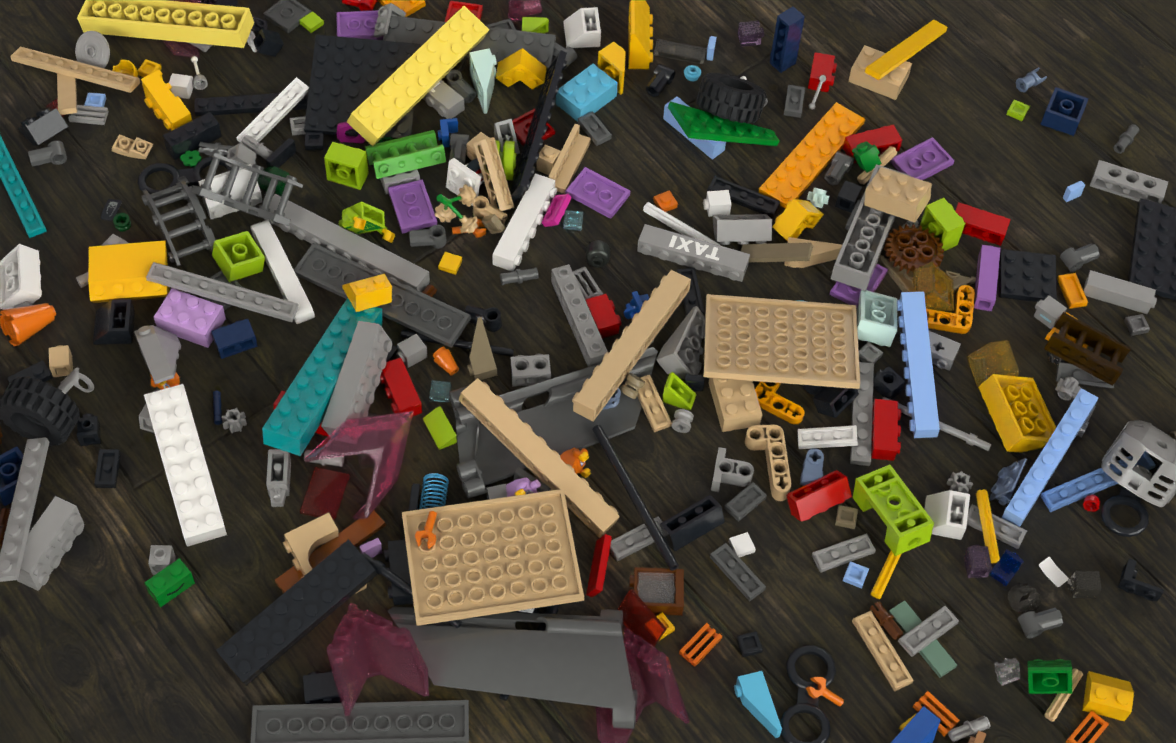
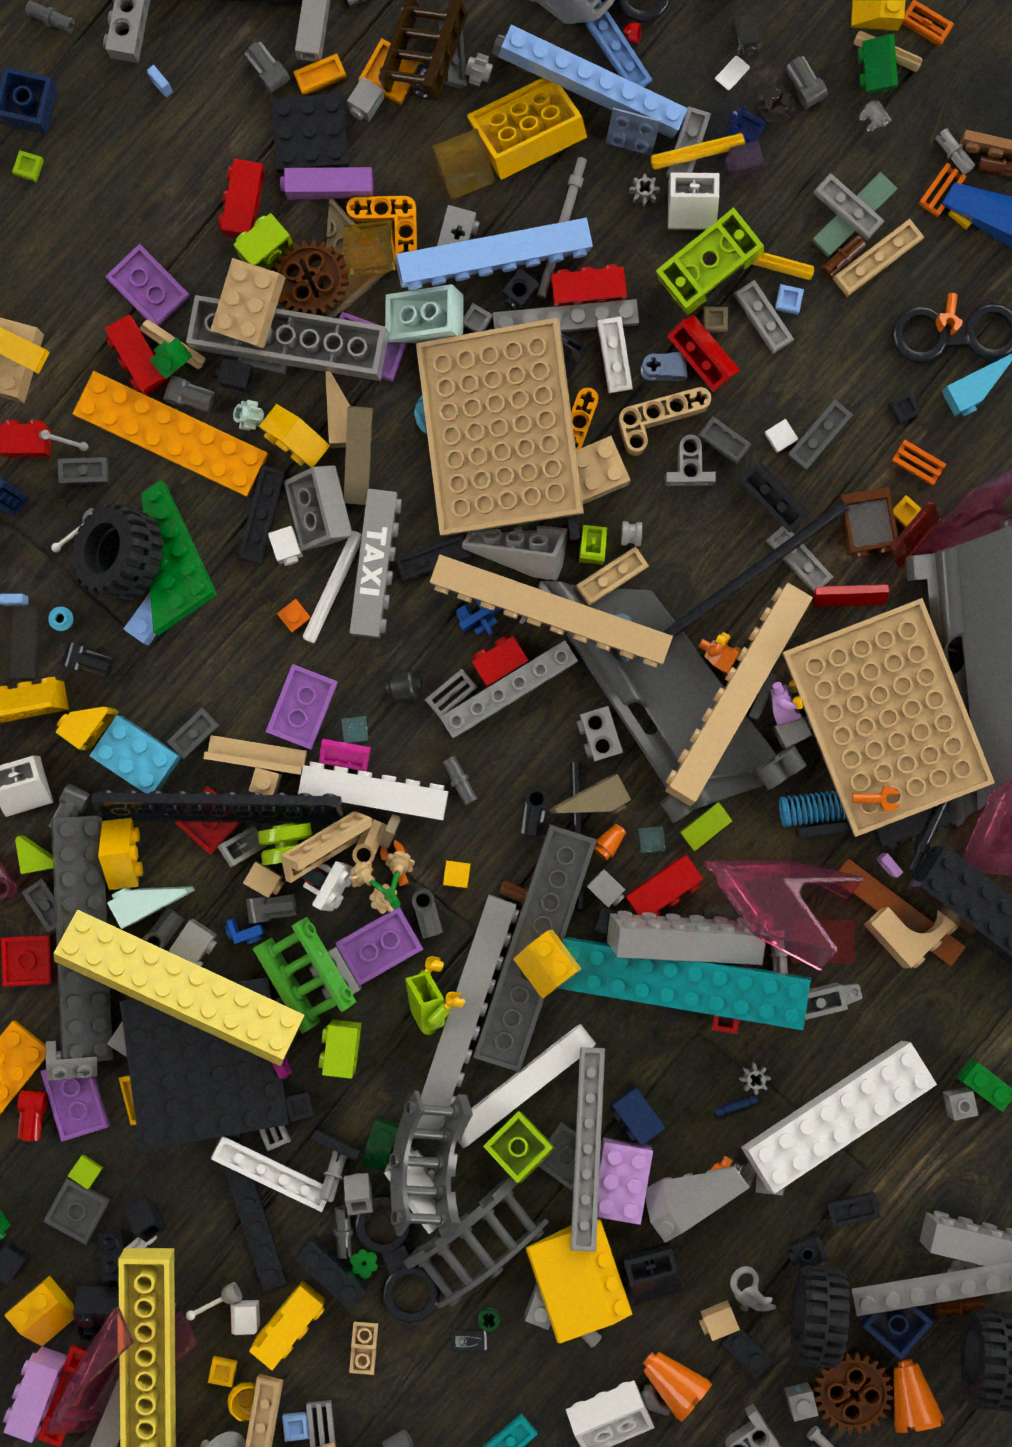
camera: 100 degrees left, 30 degrees up
(632, 385) = (604, 601): dark tan wheel -> none

